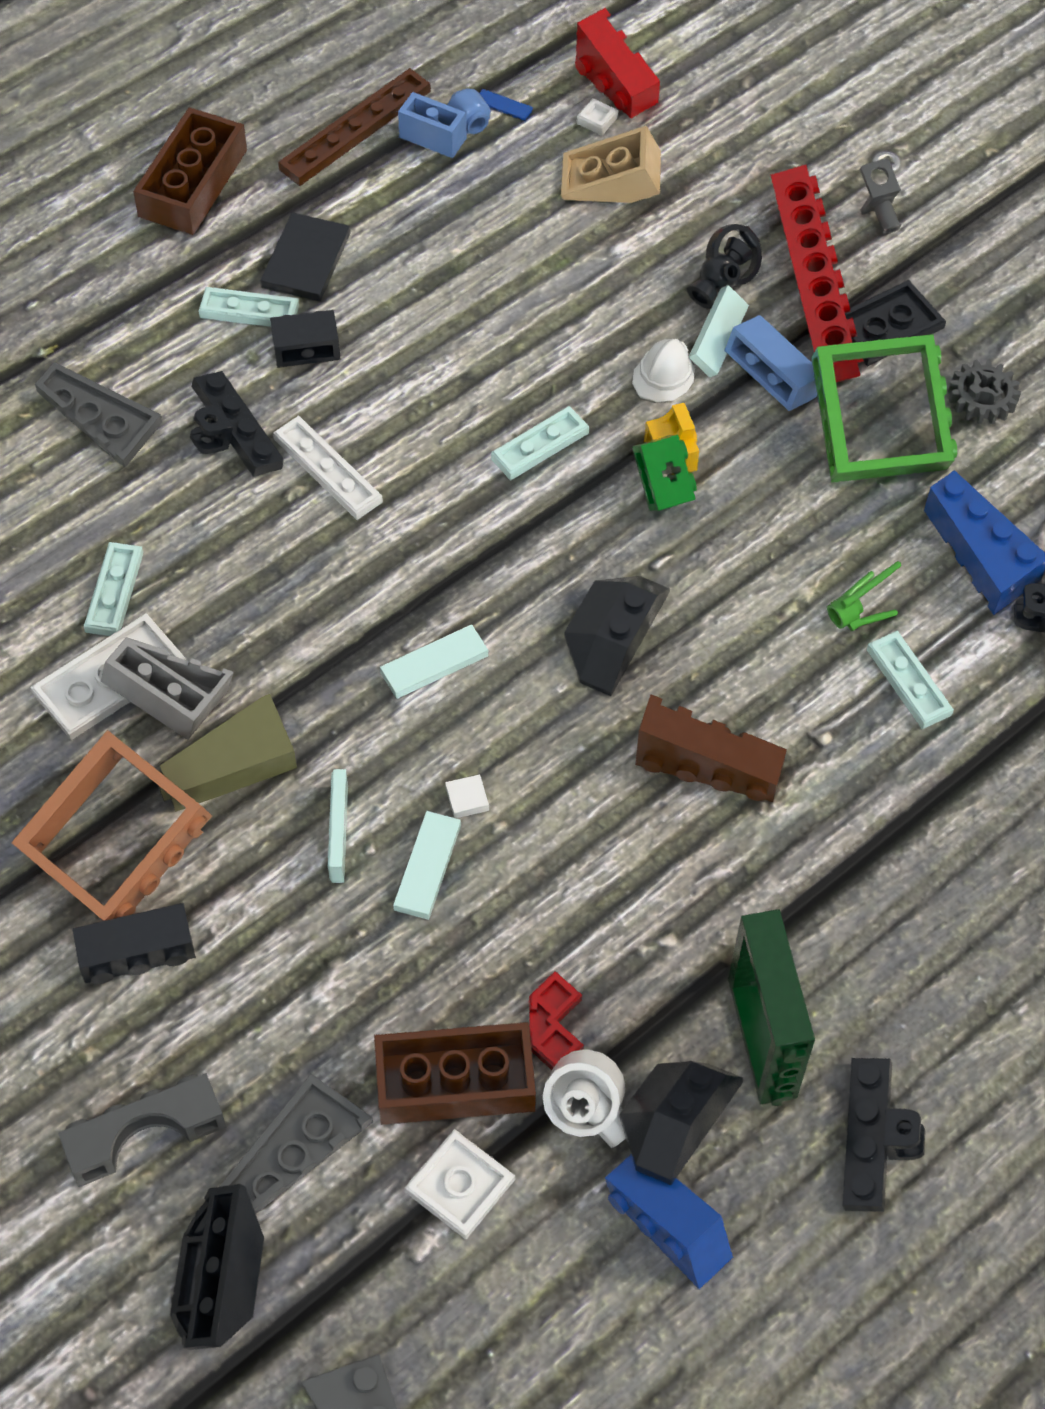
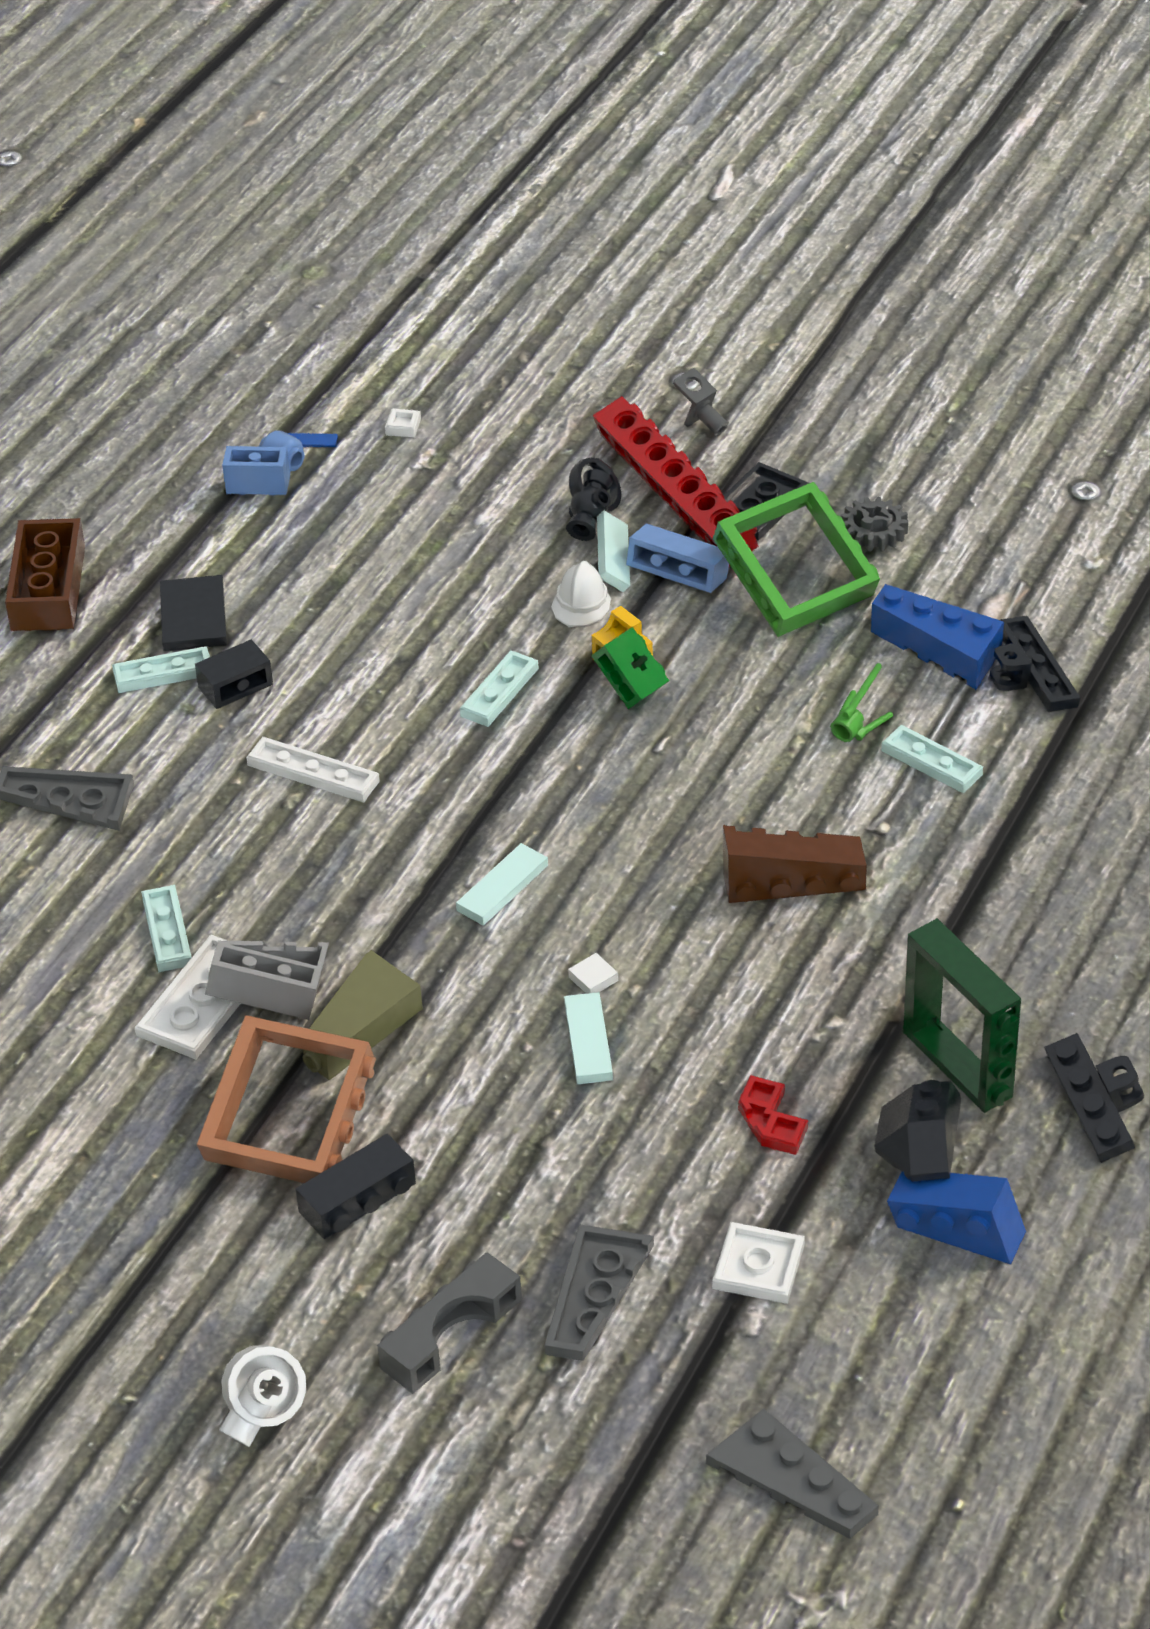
camera: 20 degrees left, 15 degrees down
(217, 1269) = (580, 1393): black wedge -> none
(231, 424) = (200, 762): black plate -> none
(337, 826) = (491, 1034): light aqua tile -> none
(352, 128) = (178, 497): reddish brown plate -> none
(454, 1073) = (709, 1175): reddish brown brick -> none
(586, 1096) = (855, 1151): white piece -> none
(611, 628) = (648, 806): black wedge -> none
(613, 67) = (399, 377): red wedge -> none
(613, 169) = (443, 456): tan slope -> none

